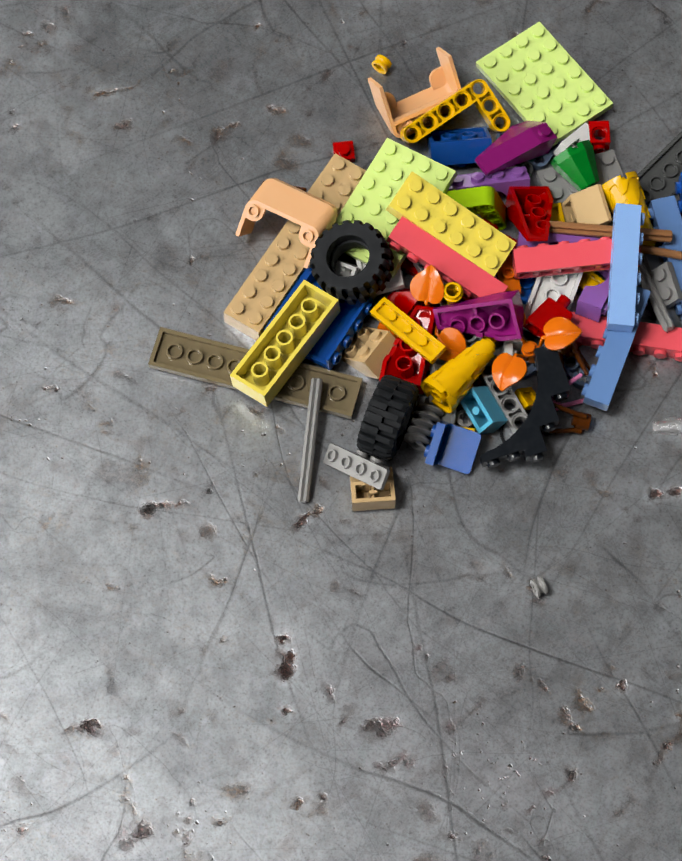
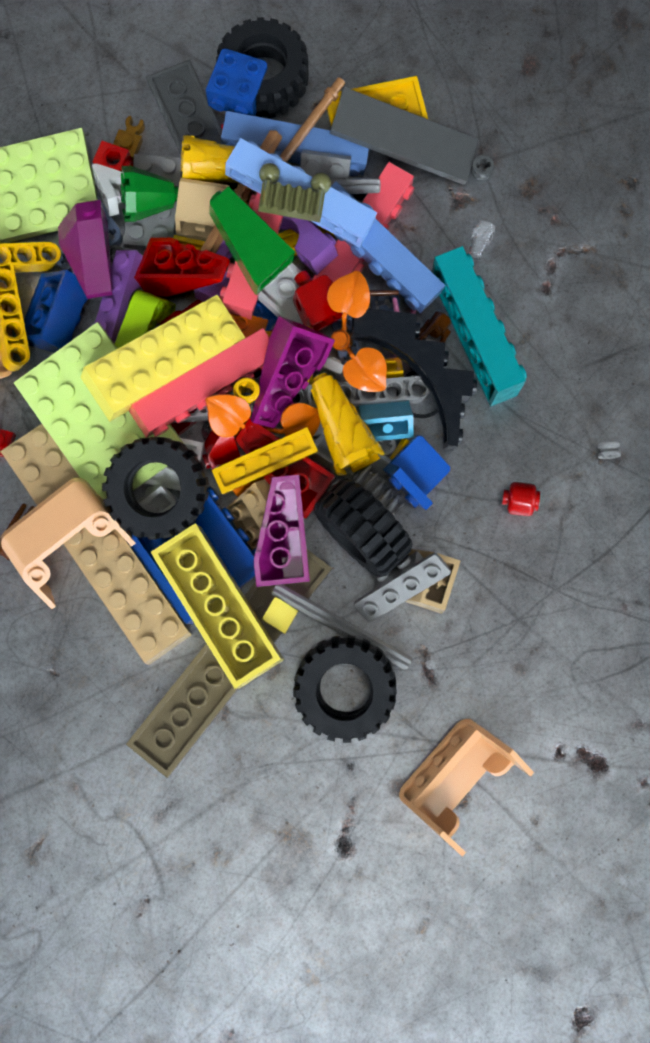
camera: 70 degrees left, 10 degrees up
(229, 562) = (452, 773): none -> light nougat windscreen
(248, 435) = (338, 723): none -> black tyre
(298, 391) = (279, 615): none -> light yellow slope
(352, 366) = (282, 541): none -> magenta wedge
(467, 533) = (521, 499): none -> red head
(564, 250) = (251, 241): none -> green slope
(589, 446) = (478, 327): none -> teal brick
(609, 261) = (292, 201): none -> olive gear
(622, 141) = (131, 137): none -> pearl gold plate

